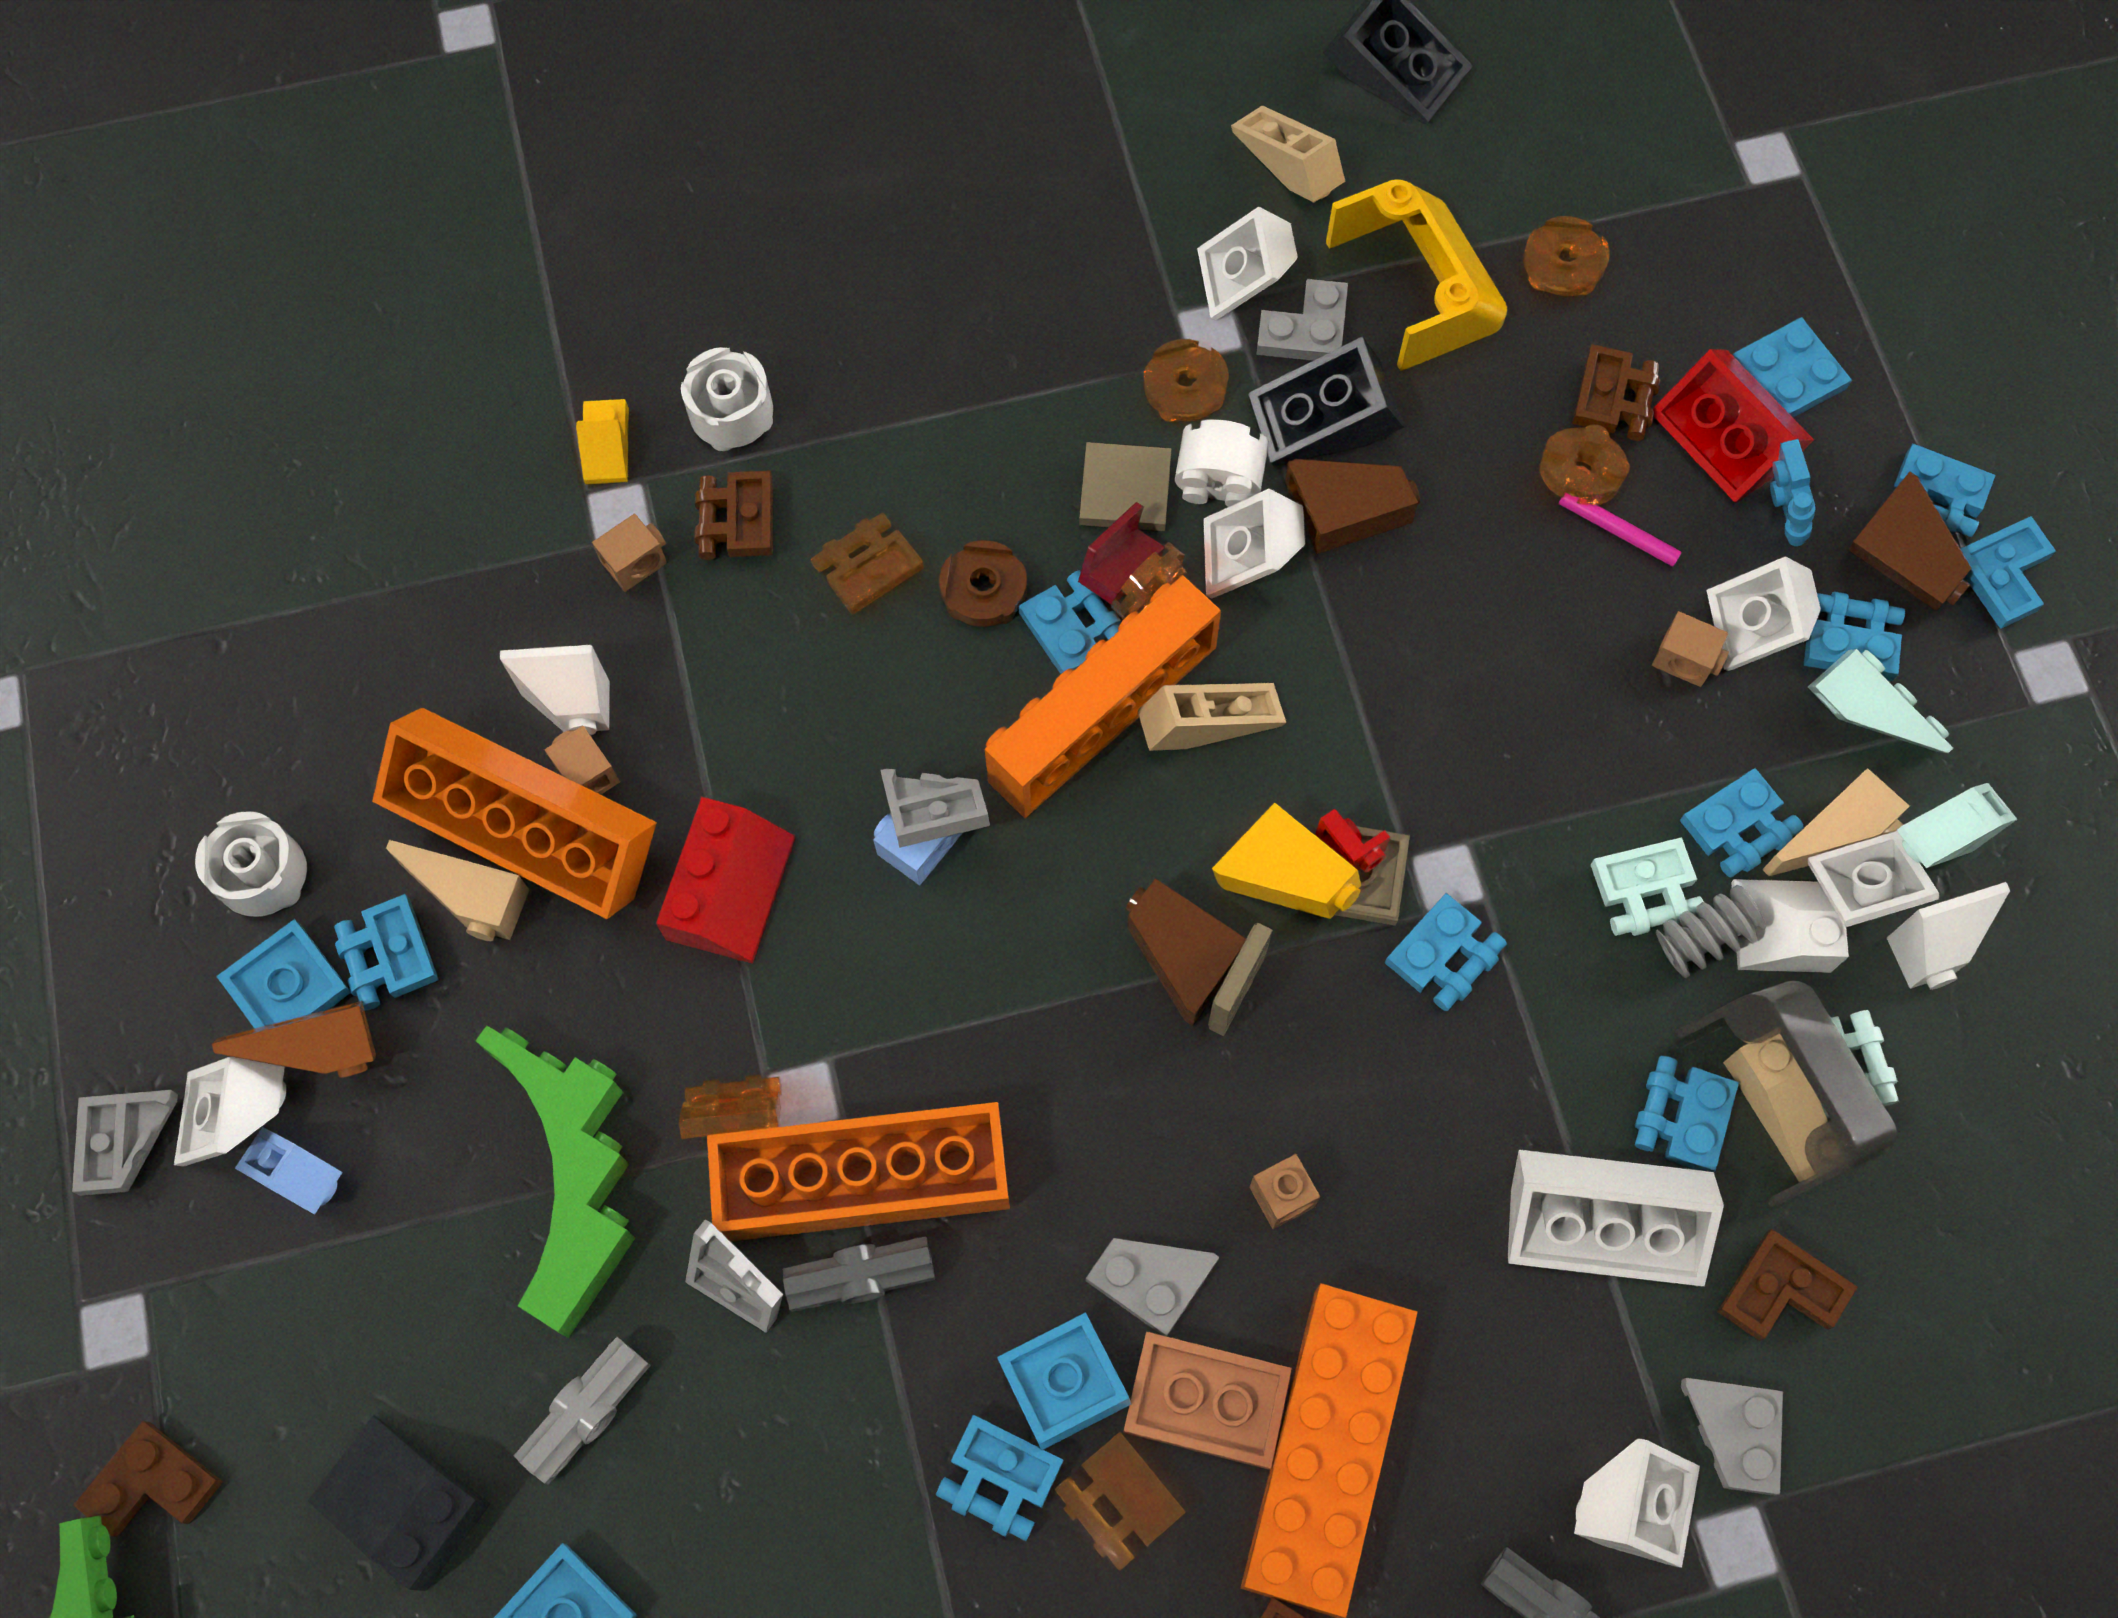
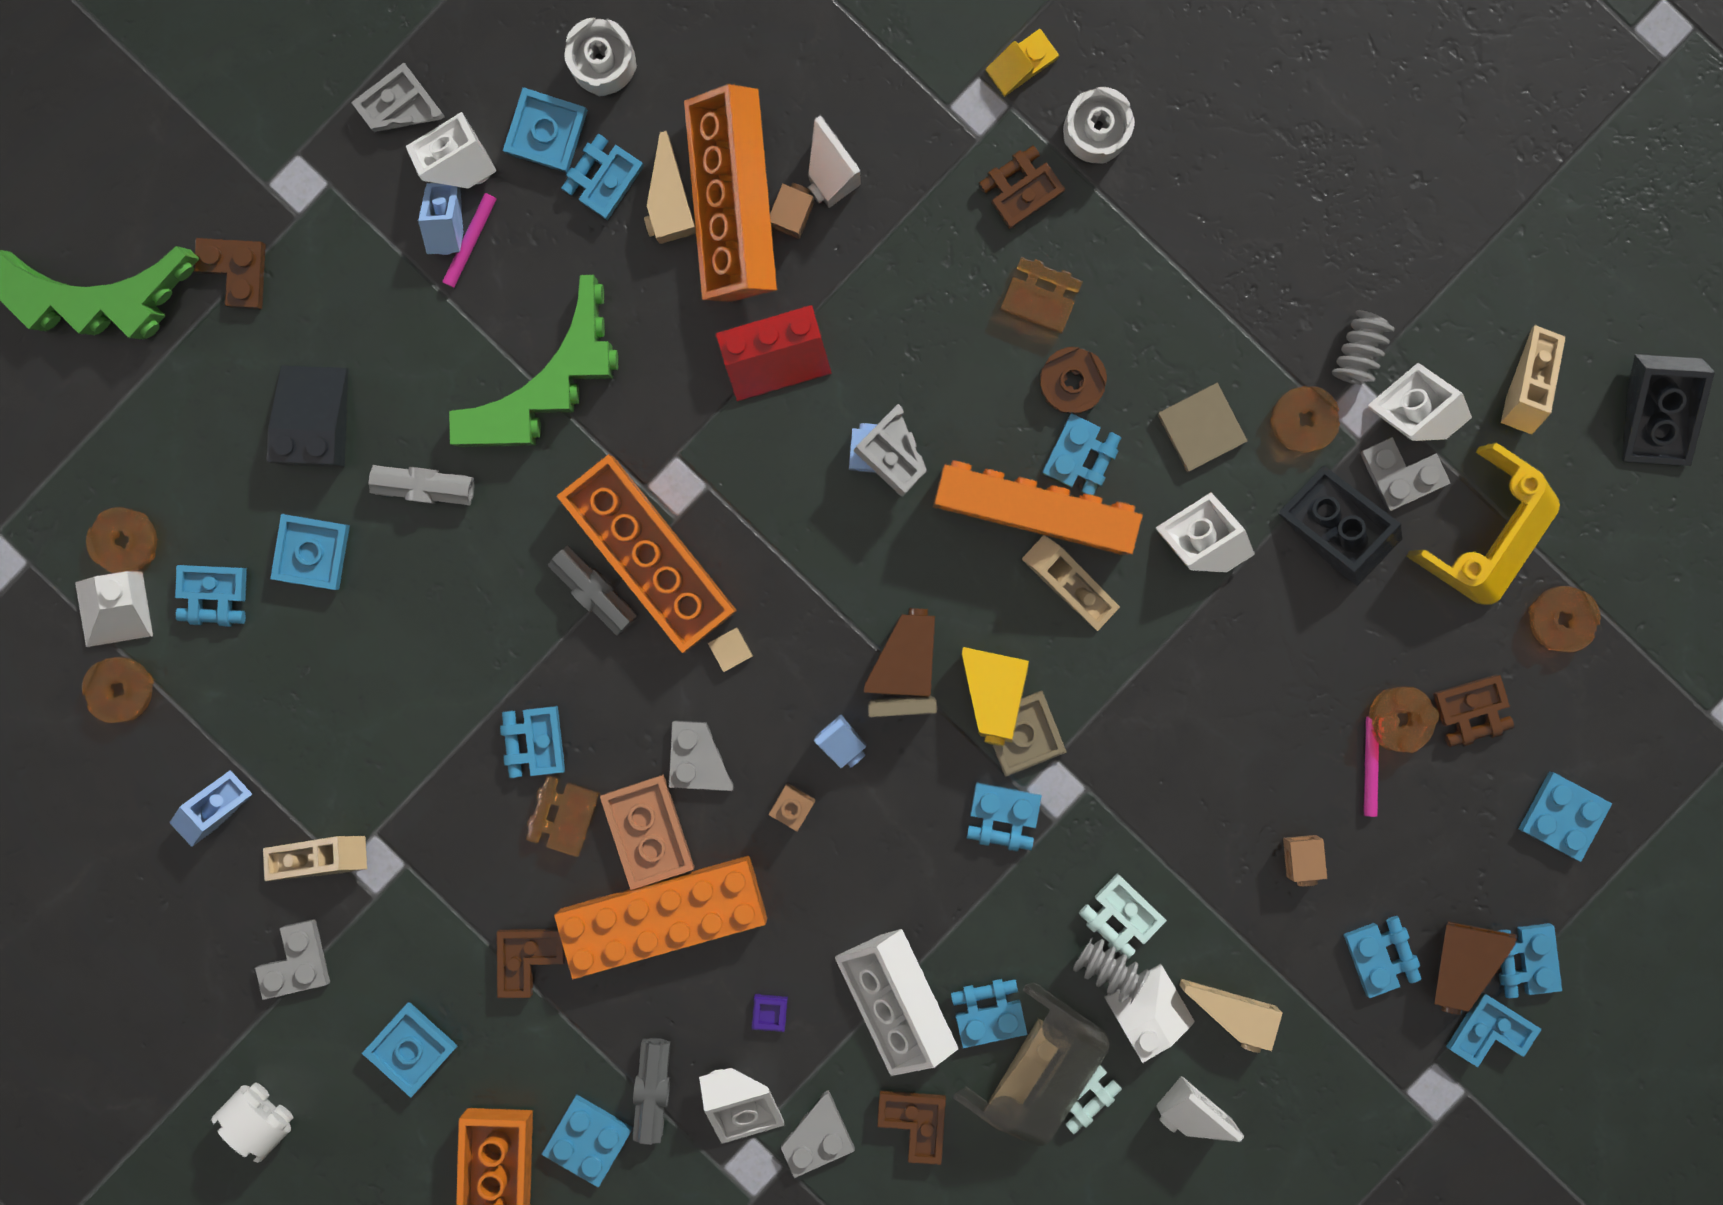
camera: 60 degrees right, 20 degrees up
(314, 1042) = (518, 176): dark orange slope -> none
(339, 1158) = (469, 240): none -> dark pink bar
(631, 551) = (952, 138): medium nougat brick -> none
(730, 1278) = (542, 516): light grey wing -> none
(731, 1106) = (633, 458): clear orange plate -> none
(1041, 1152) = (730, 649): none -> tan tile
(1064, 1381) = (605, 745): dark azure plate -> none
(1117, 555) = (1142, 460): dark red panel -> none
(1147, 283) = (1362, 348): none -> light grey piece
(1148, 579) = (1145, 493): clear orange plate -> none
(1220, 462) = (1251, 484): white brick -> none
(1239, 1080) = (841, 743): none -> light blue slope
(1346, 839) = (1032, 716): red bracket -> none
(1350, 500) = (1279, 581): reddish brown slope -> none
(1537, 1391) = (769, 1013): none -> dark purple tile
(1728, 423) = (1494, 799): red slope -> none
(1734, 811) = (1206, 941): dark azure plate -> none
(1765, 610) = (1360, 893): white slope -> none
(1793, 492) = (1463, 865): dark azure plate -> none
(1864, 697) = (1333, 990): light aqua slope -> none
(1872, 879) = (1202, 1053): white slope -> none
(1956, 826) = (1271, 1087): light aqua slope -> none

